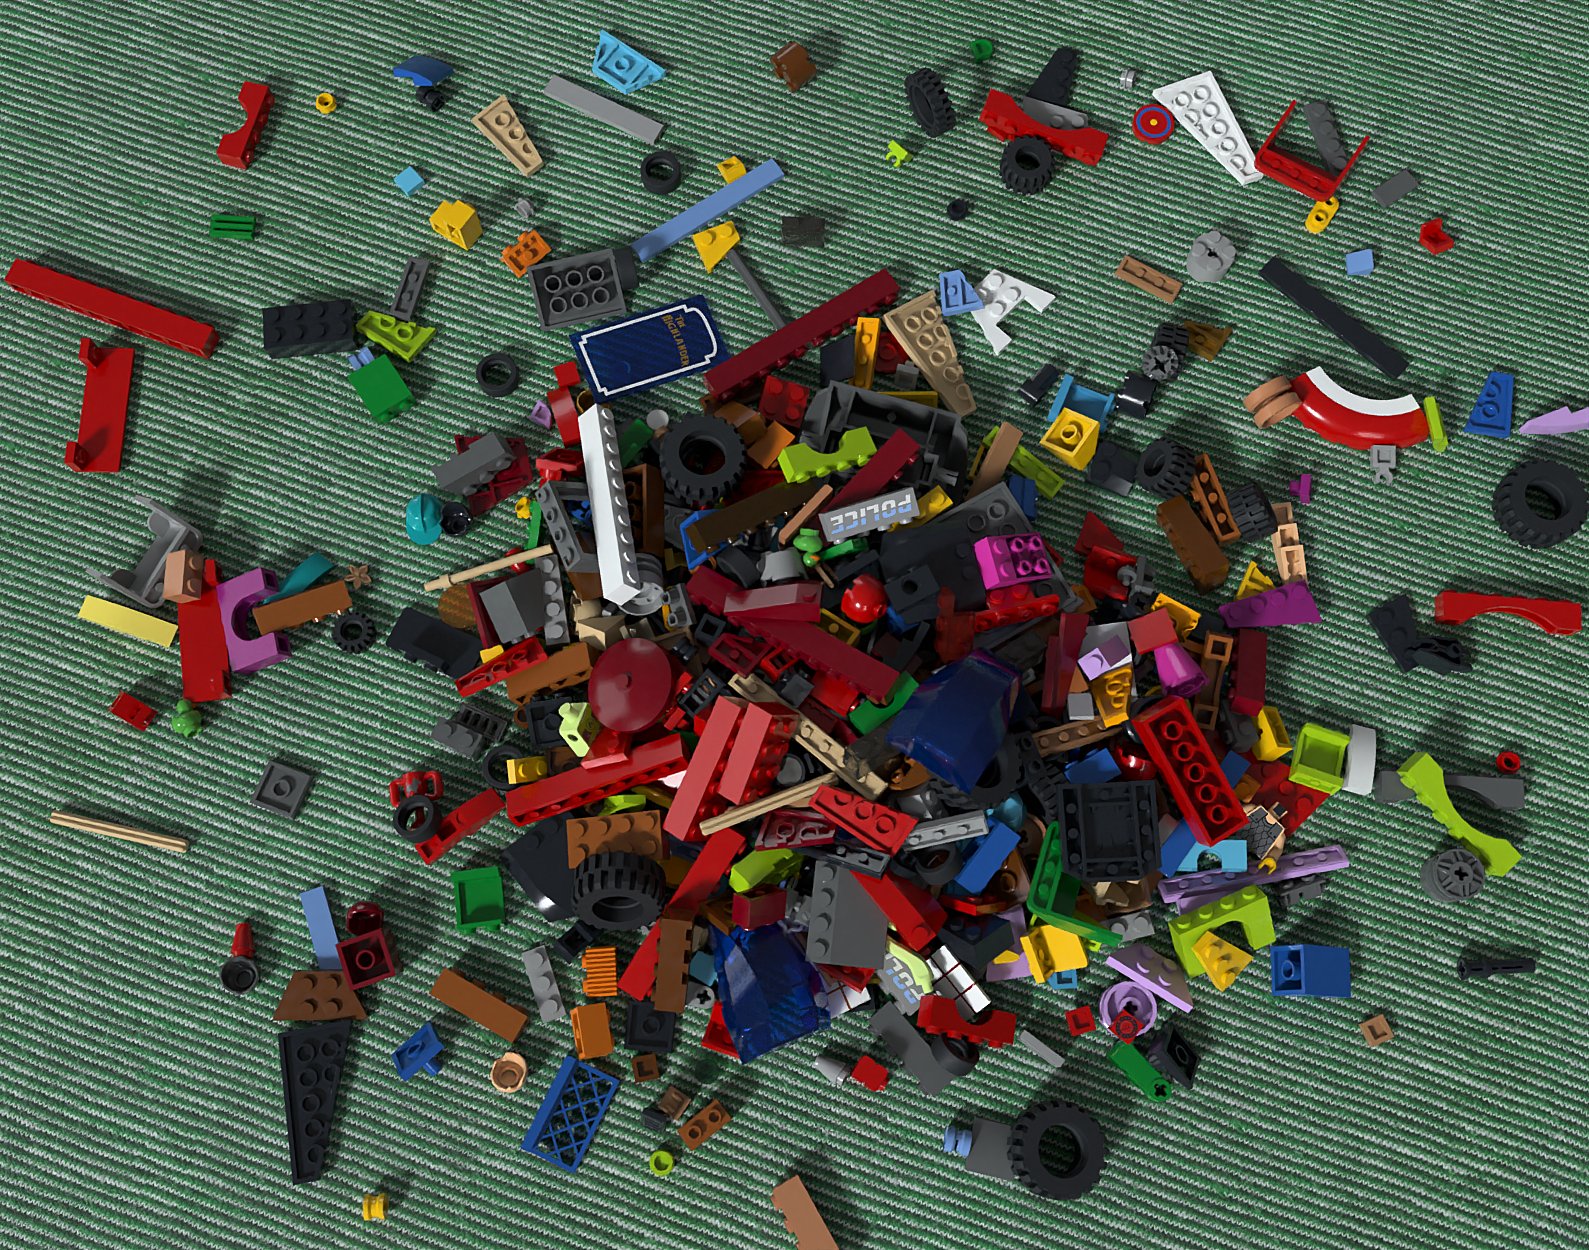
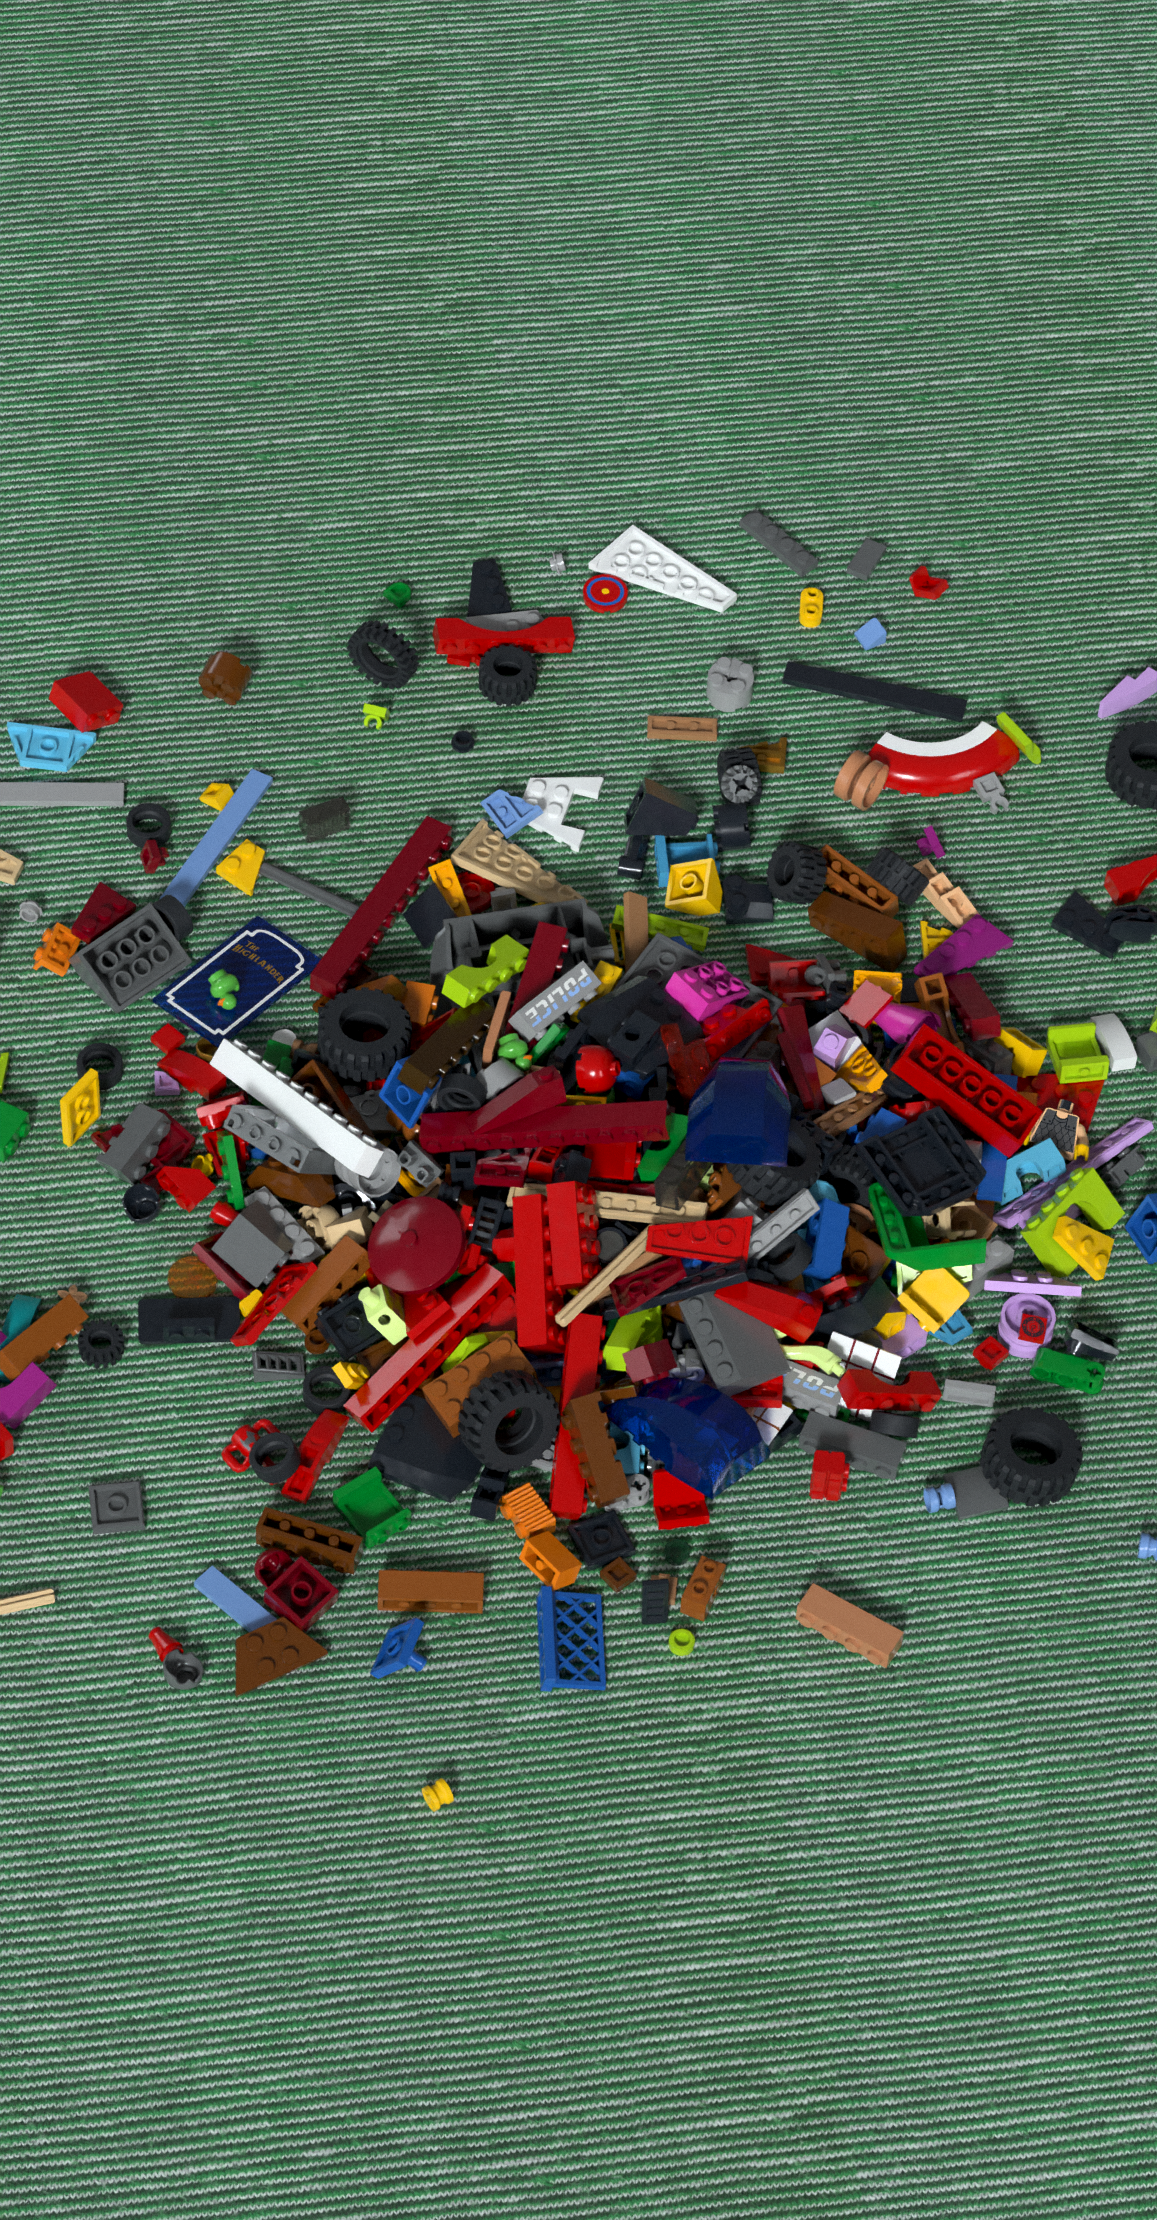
camera: 30 degrees left, 20 degrees down
(311, 1080) = (309, 1727): black wing -> none
(407, 907) = (310, 1540): none -> reddish brown brick
(423, 519) = (105, 1221): teal piece -> none
(448, 580) = (165, 1261): tan bar -> none
(449, 411) = (80, 1107): none -> yellow tile
(458, 738) = (266, 1385): dark grey brick -> none
(500, 521) = (186, 1185): none -> red slope
(509, 1072) = (495, 1629): light nougat hair -> none
(544, 984) = (478, 1551): light grey plate -> none
(577, 236) = (101, 913): none -> dark red wing
(628, 350) = (222, 986): none -> bright green animal
(648, 203) = (153, 856): none -> dark red tile
(671, 38) = (86, 701): none -> red brick
(783, 403) = (401, 962): red brick -> none
(832, 1069) = (793, 1494): light grey cone -> none
(1082, 354) = (660, 811): none -> black slope
(1297, 172) = (768, 579): red windscreen -> none
(1493, 407) = (1063, 706): blue wing -> none

